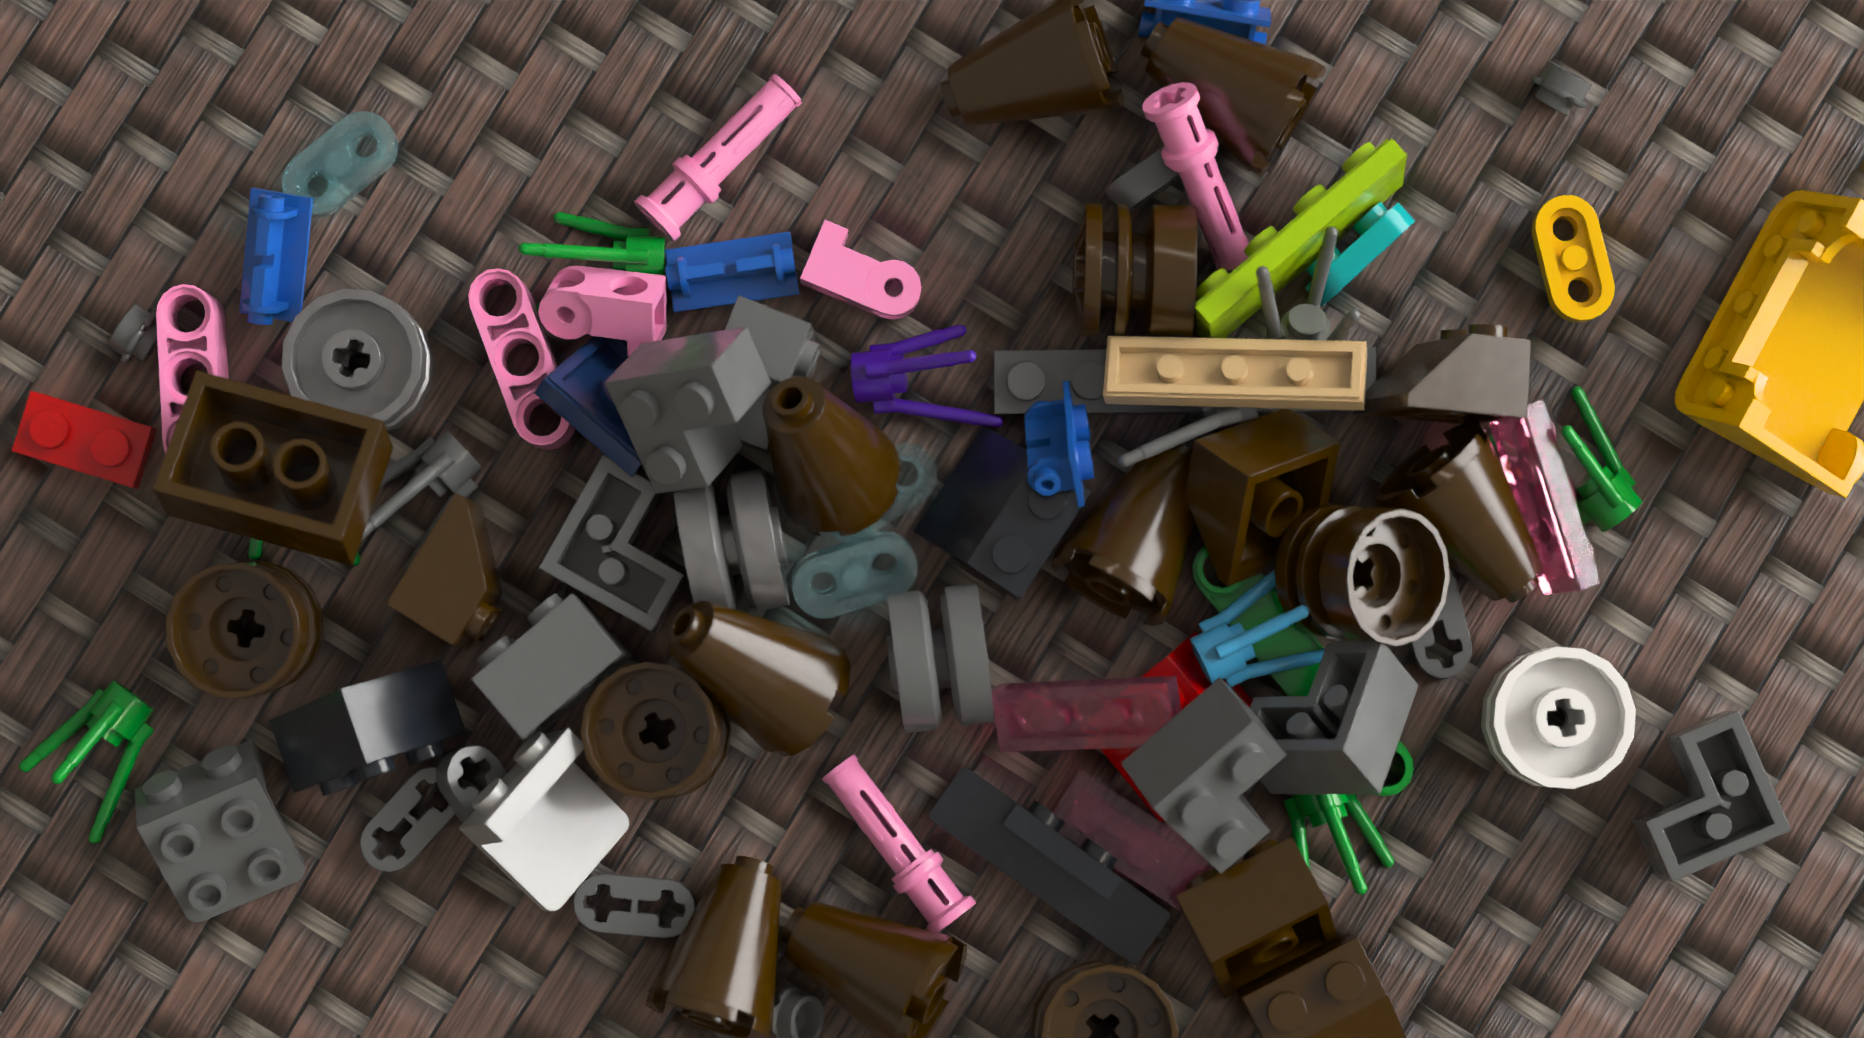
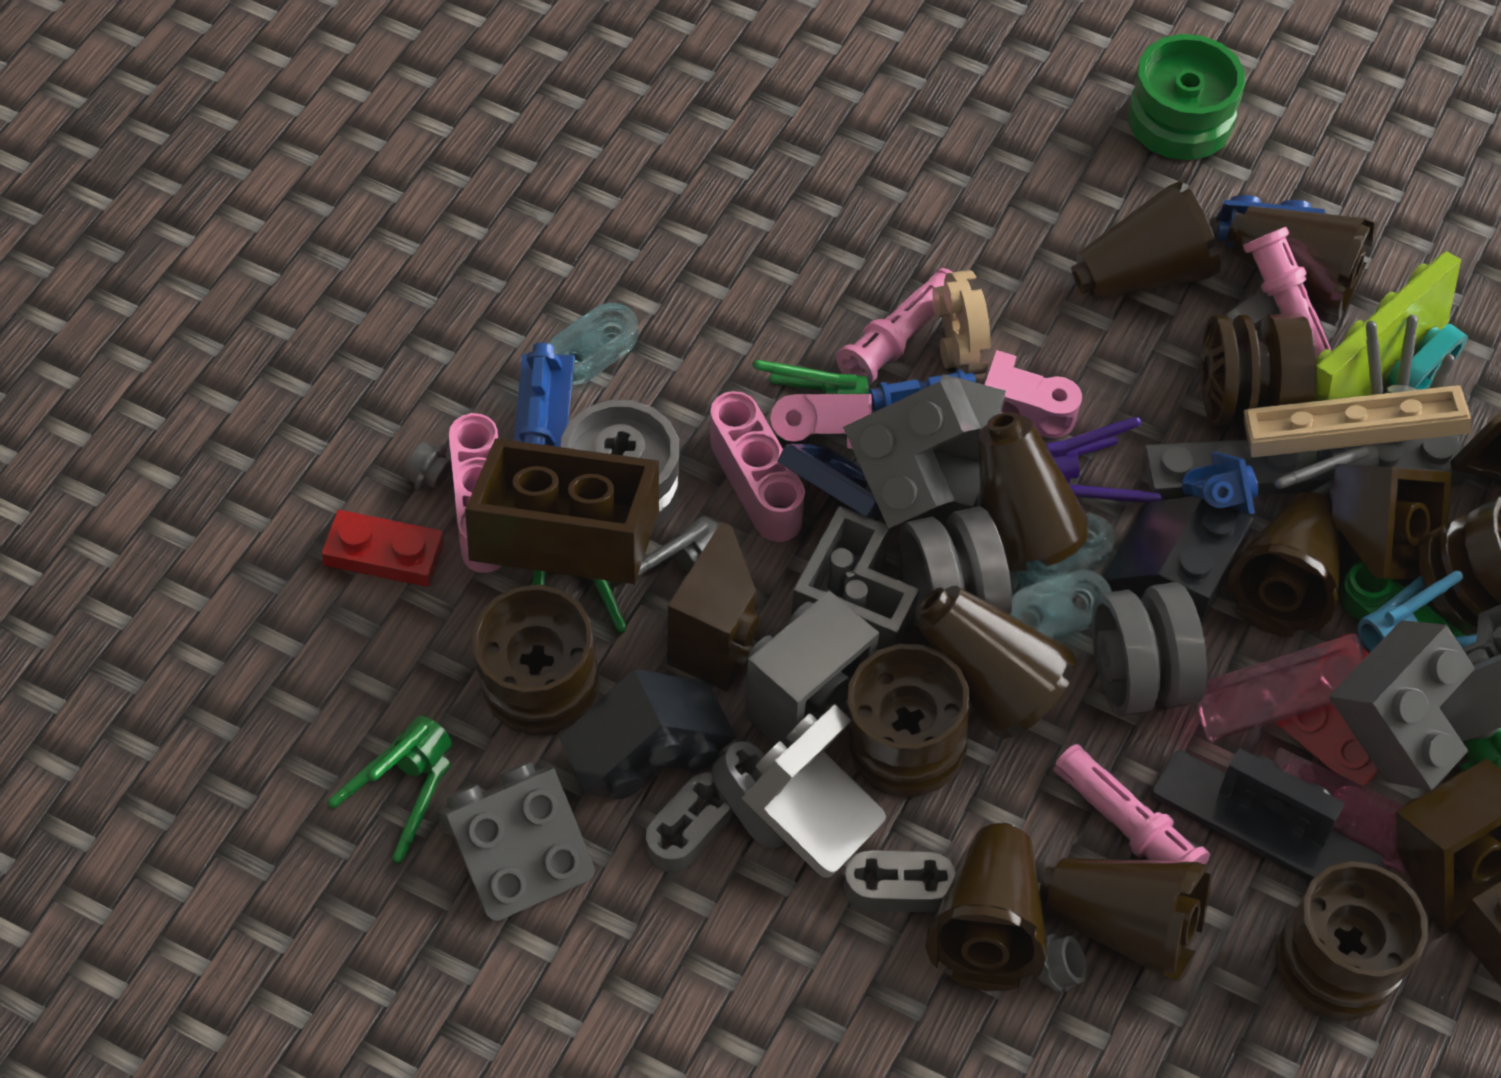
camera: 10 degrees left, 30 degrees down
(785, 180) = (964, 323): none -> tan plate

